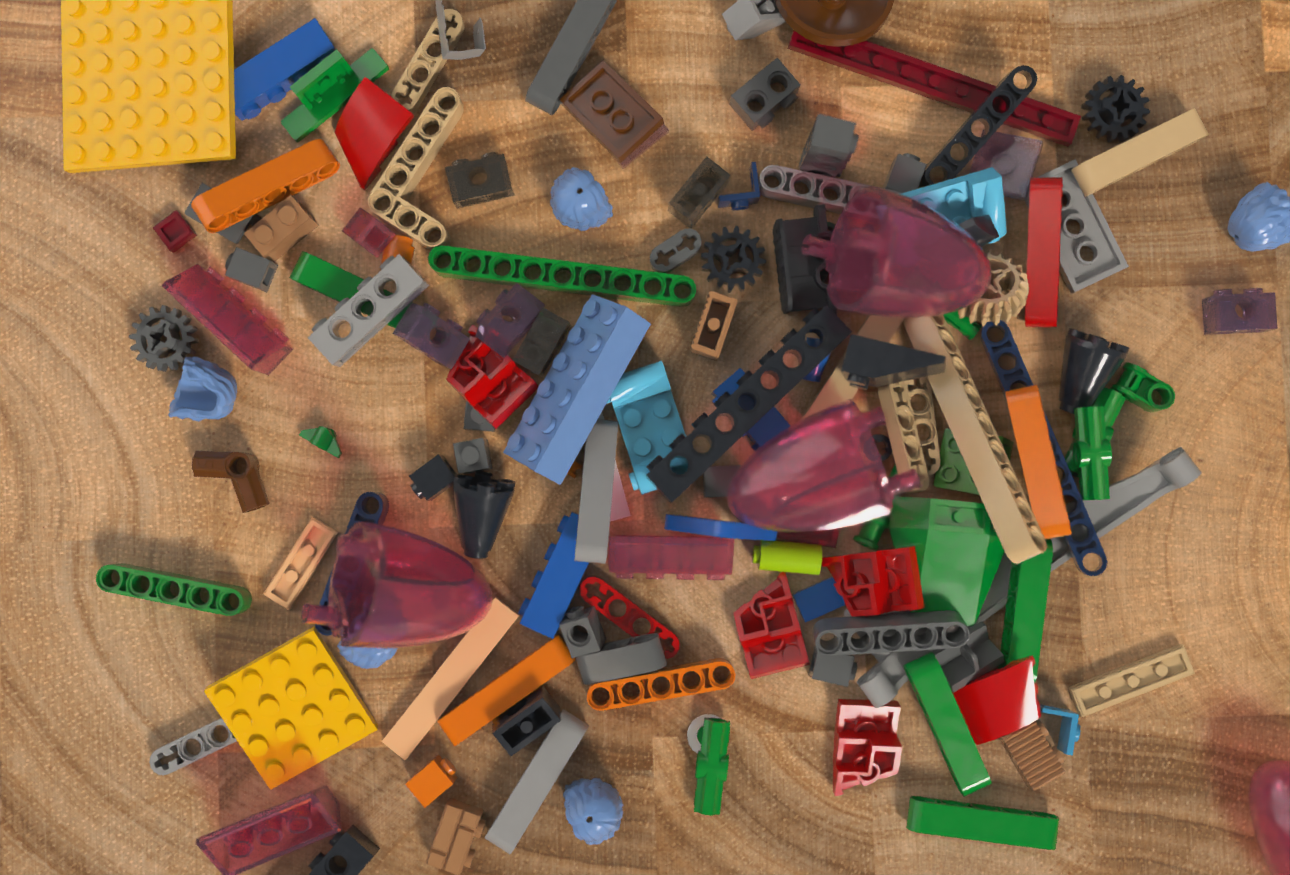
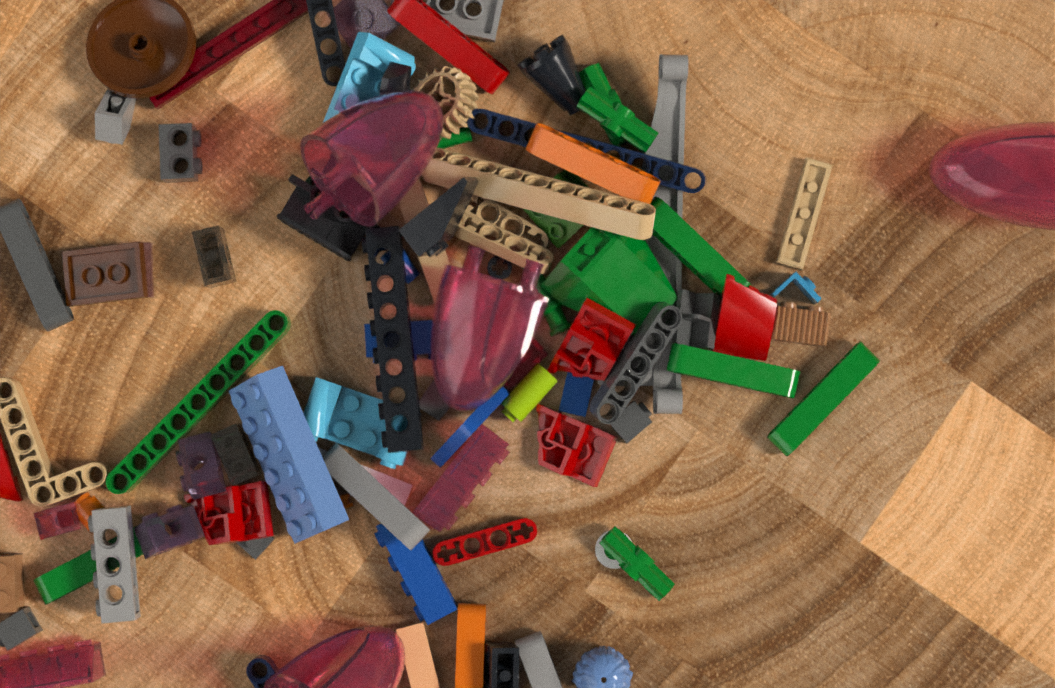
camera: 60 degrees left, 0 degrees up
(323, 438) = (184, 668): green piece -> none
(433, 478) = (275, 609): black brick -> none
(472, 456) = (280, 568): dark grey brick -> none
(481, 510) = (324, 591): black cone -> none
(497, 185) = (94, 399): clear smoke brick -> none
(577, 209) = (161, 352): medium blue hair -> none
(579, 642) = (473, 593): dark grey brick -> none
(622, 659) = (509, 571): dark grey beam -> none
(676, 688) = (549, 570): orange beam -> none
(679, 256) = (236, 305): dark grey beam -> none
(713, 325) = (319, 320): medium nougat brick -> none
(742, 200) = (244, 228): dark blue bracket -> none
(743, 265) = (293, 263): black gear -> none
(816, 184) = (274, 166): light grey beam -> none
(828, 146) = (253, 143): dark grey brick -> none
(865, 743) = (704, 439): red slope -> none
(905, 173) = (315, 97): dark grey brick -> none
(1138, 385) = (599, 45): green piece -> none

